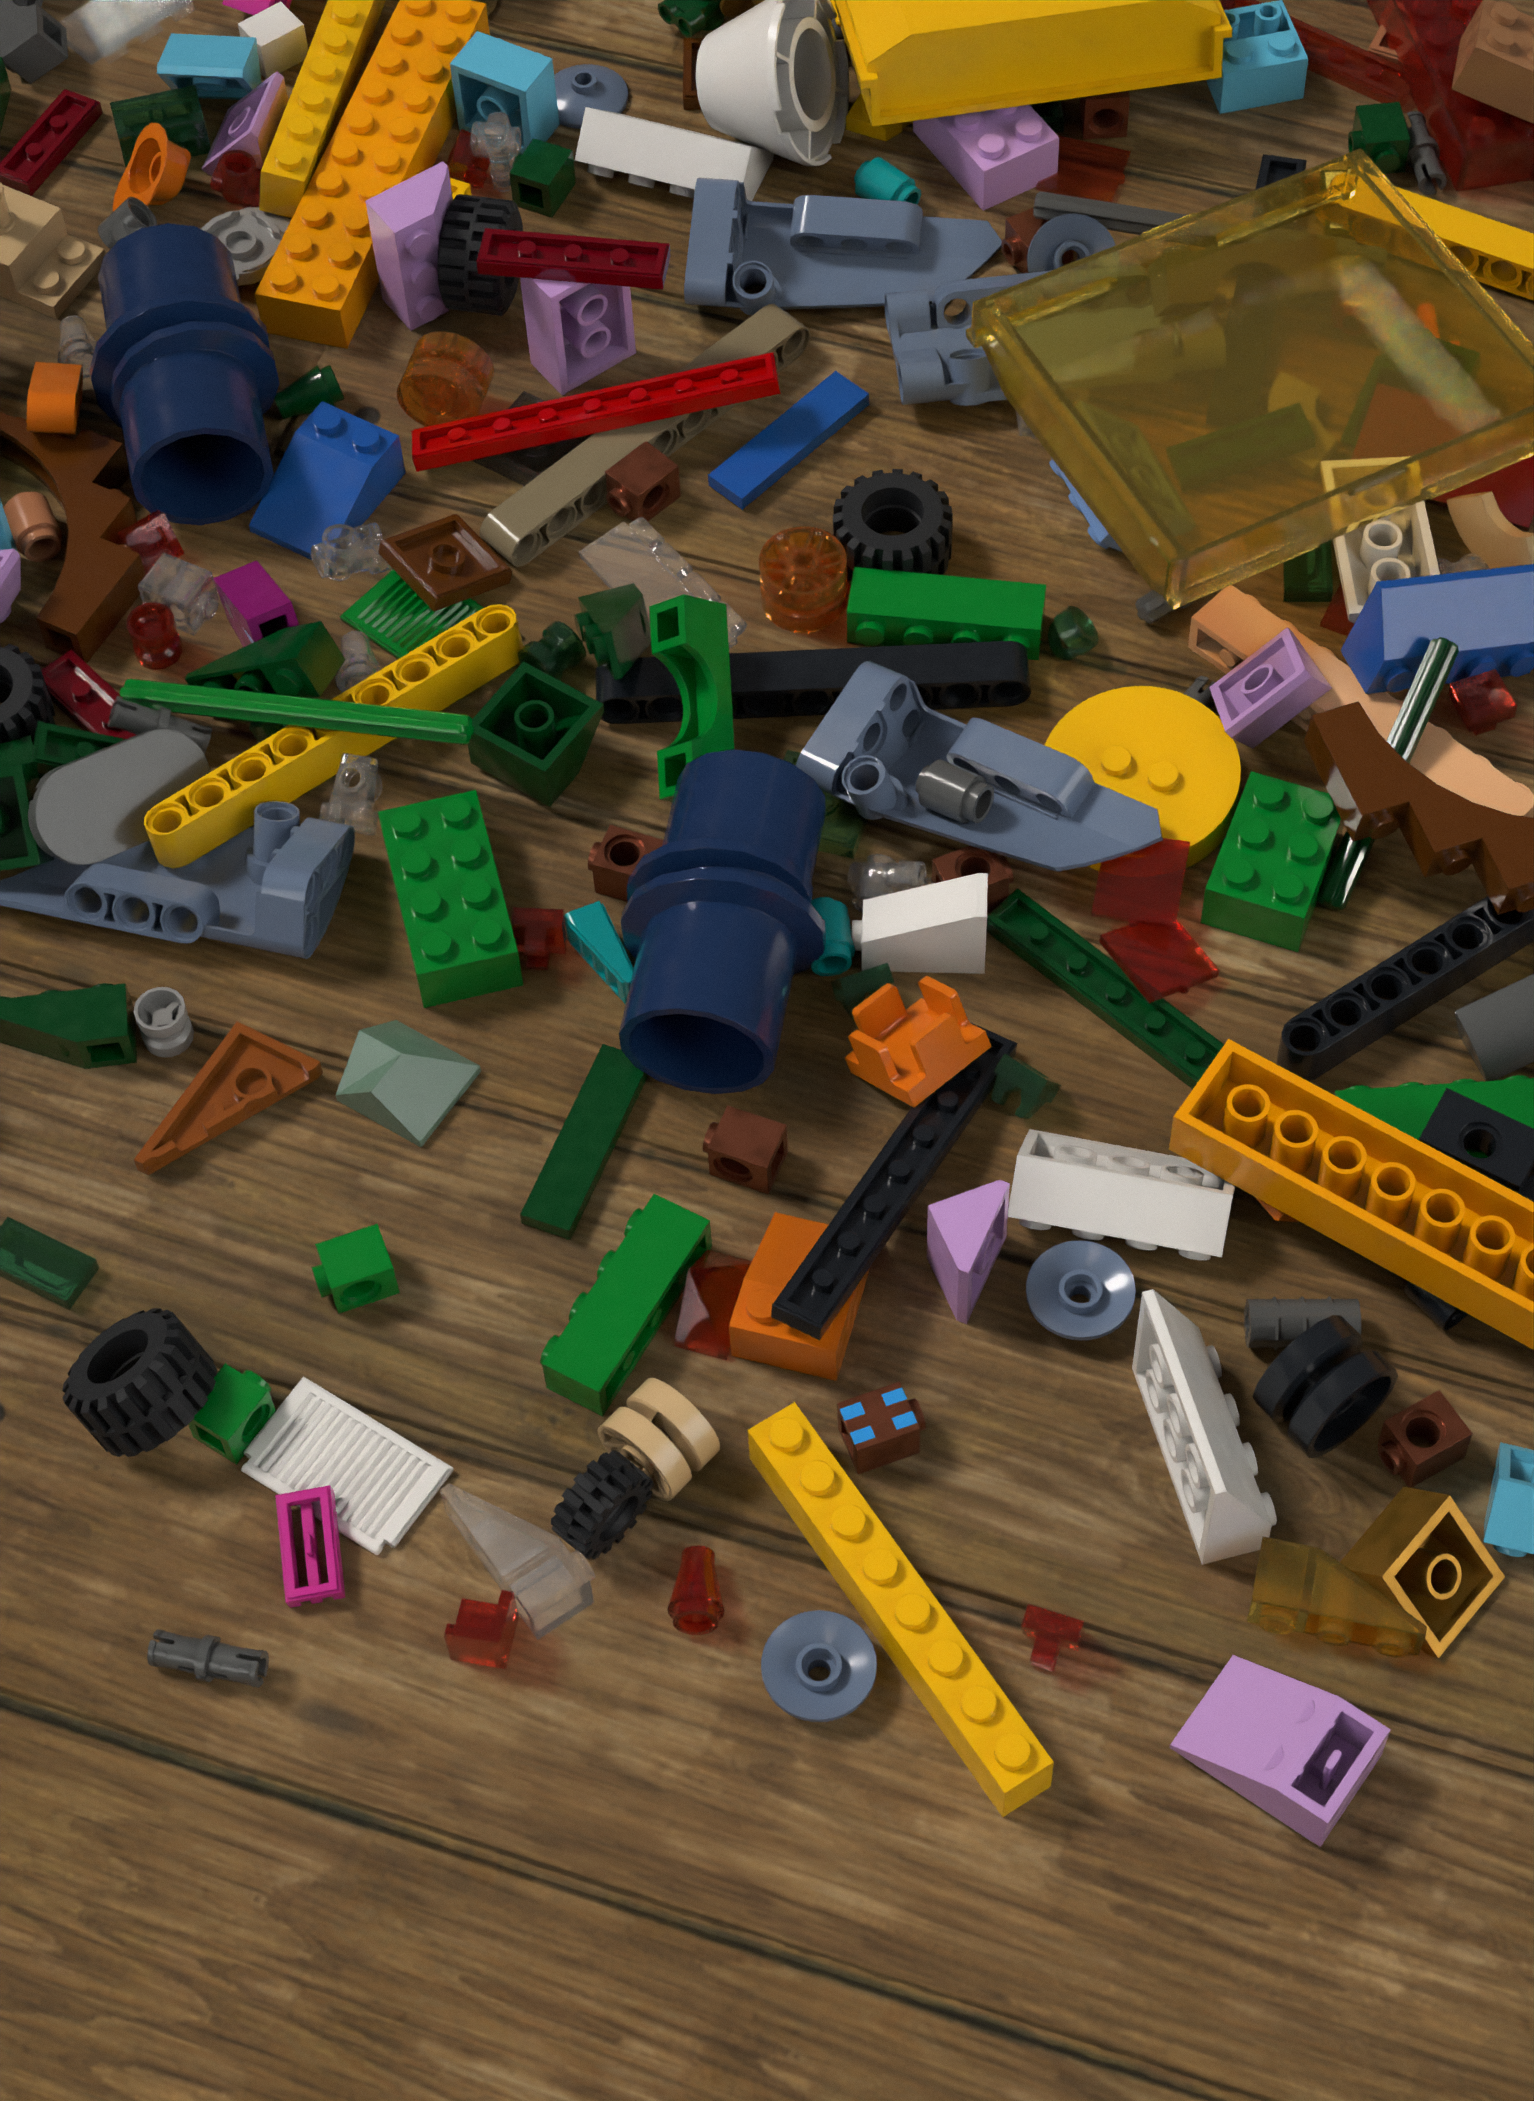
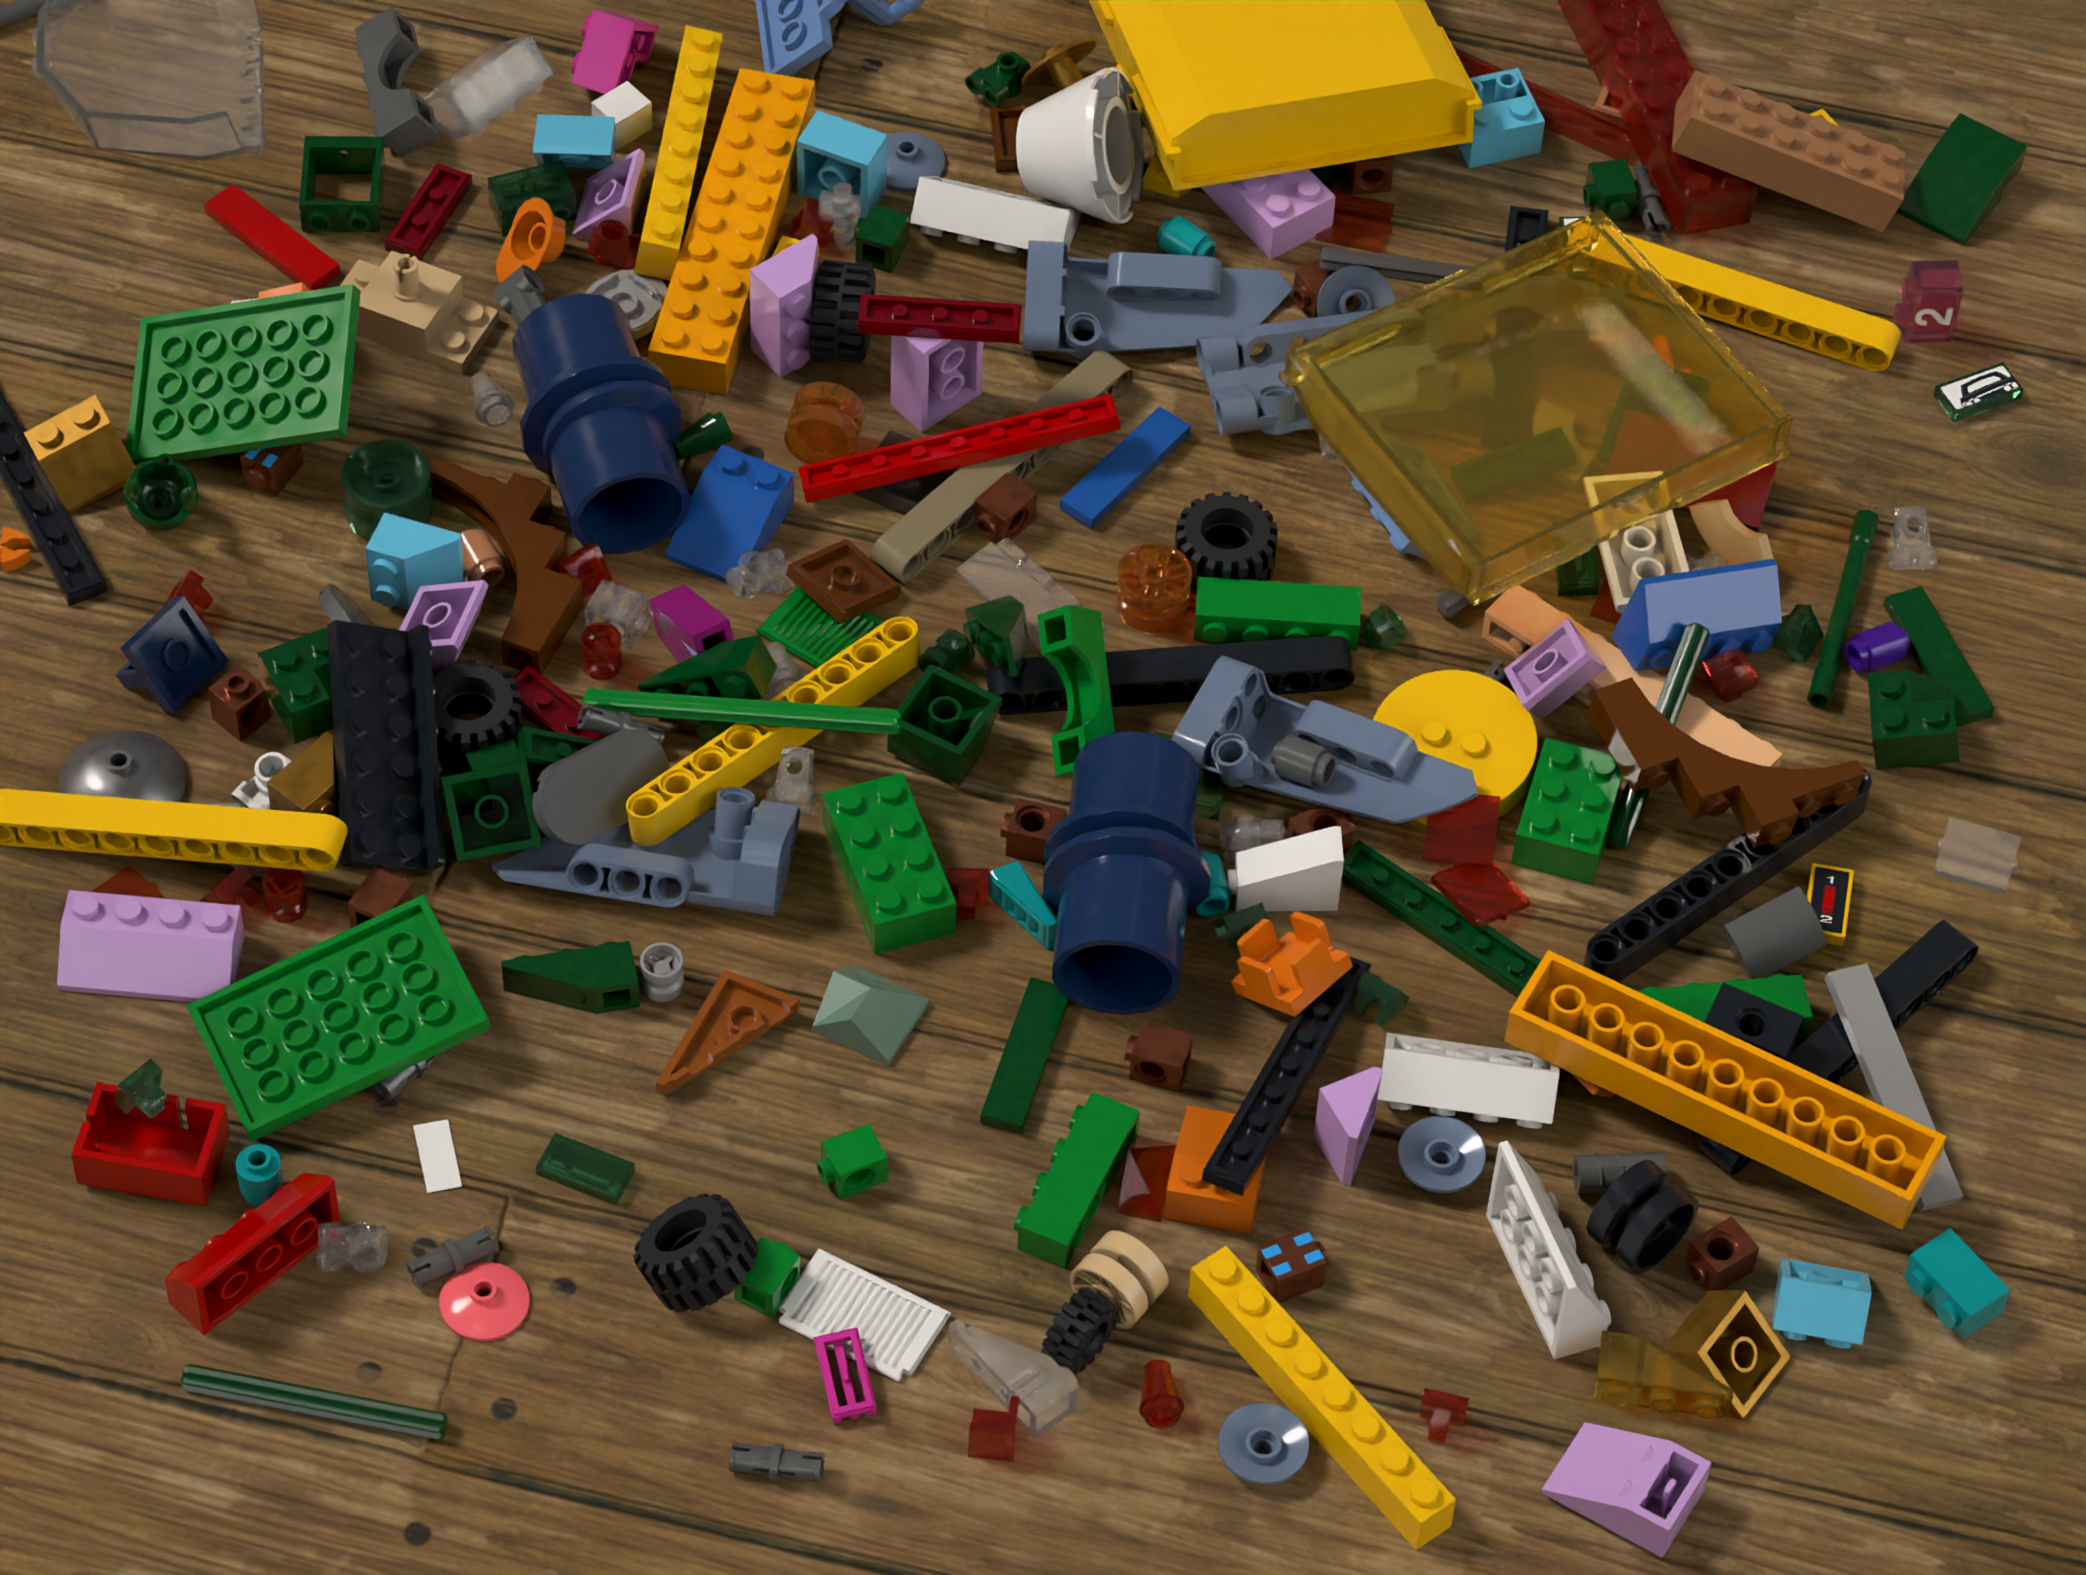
camera: 10 degrees left, 5 degrees down
(54, 398) = (484, 446): orange beam -> none

